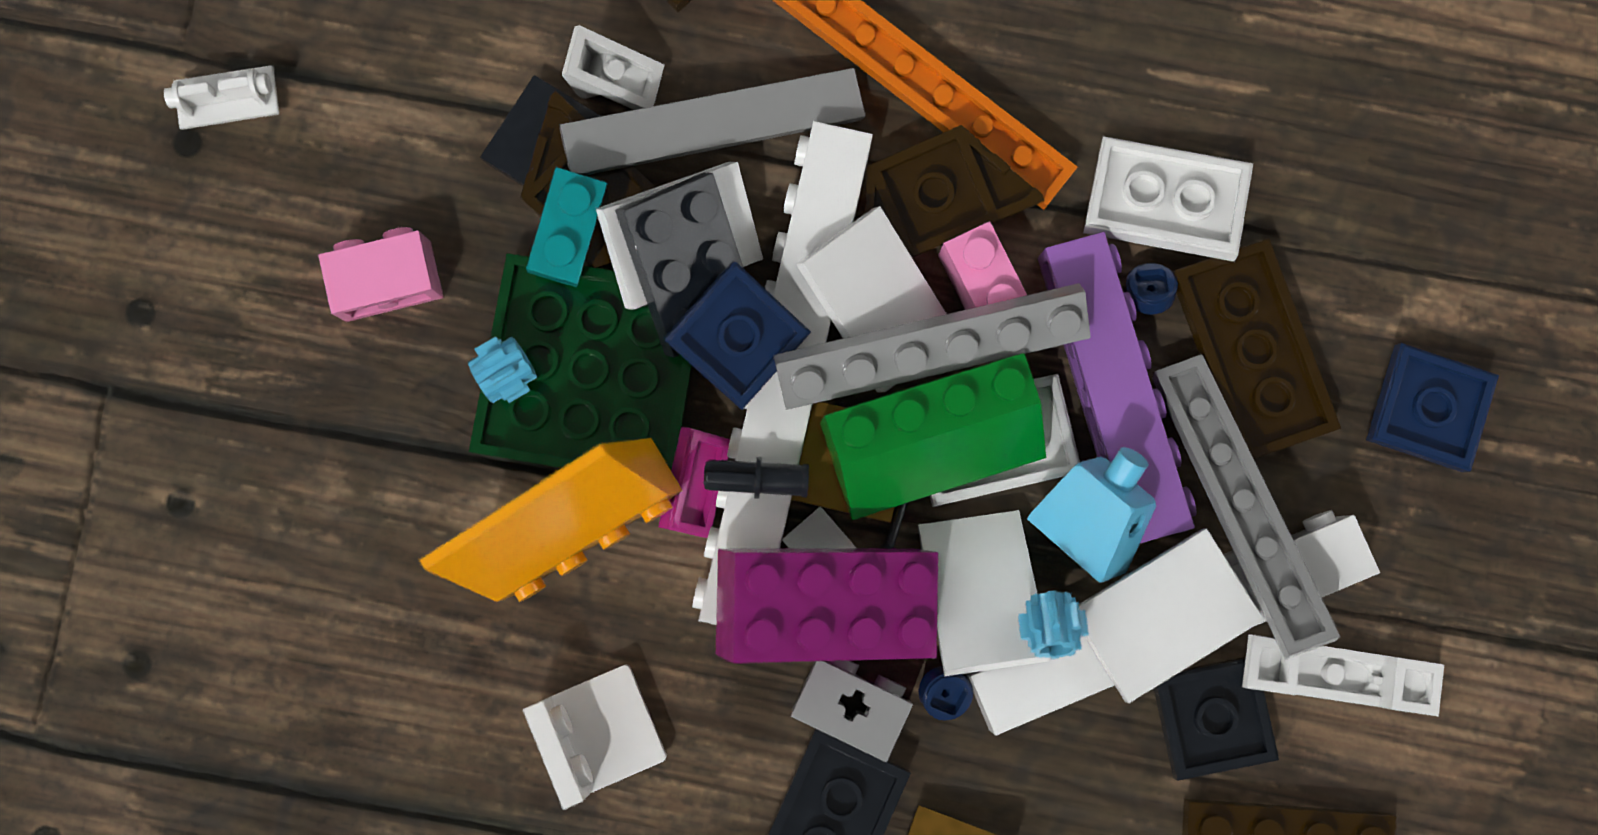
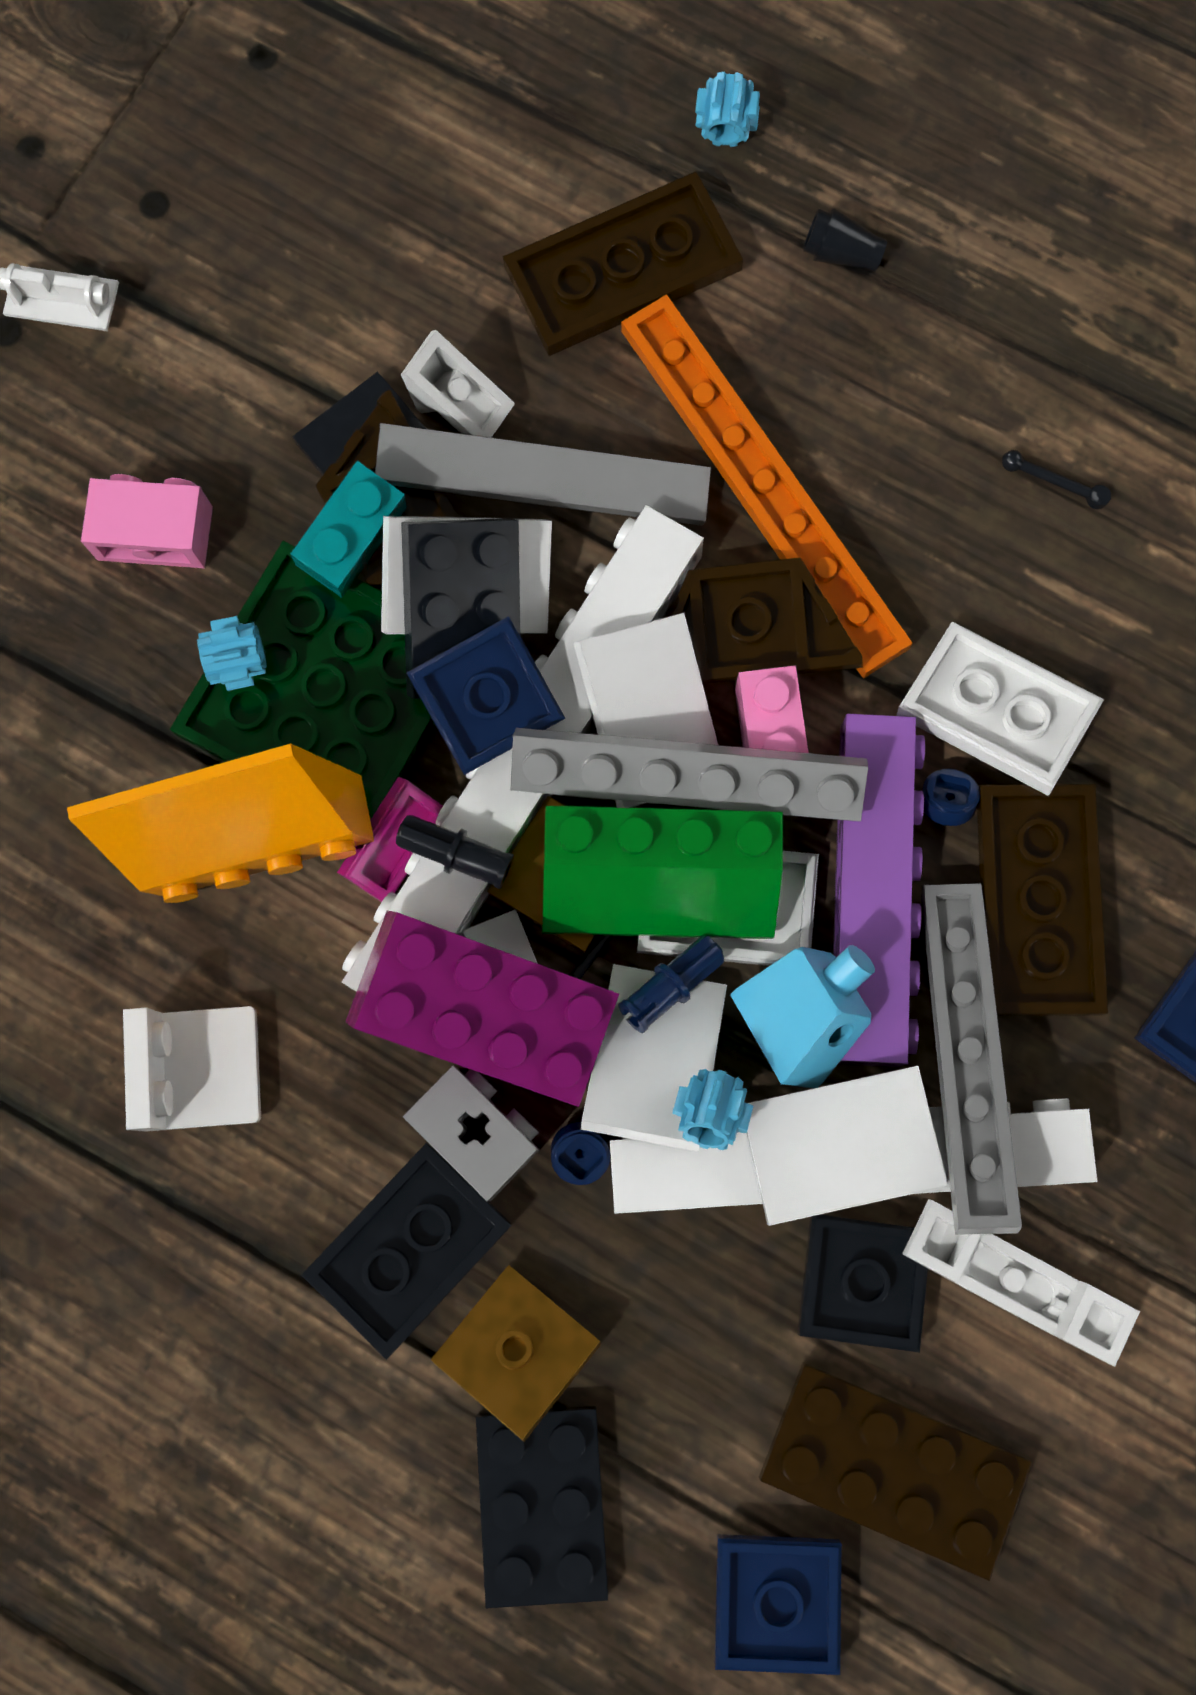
camera: 25 degrees right, 5 degrees down
(976, 526) = (672, 983): none -> dark blue axle

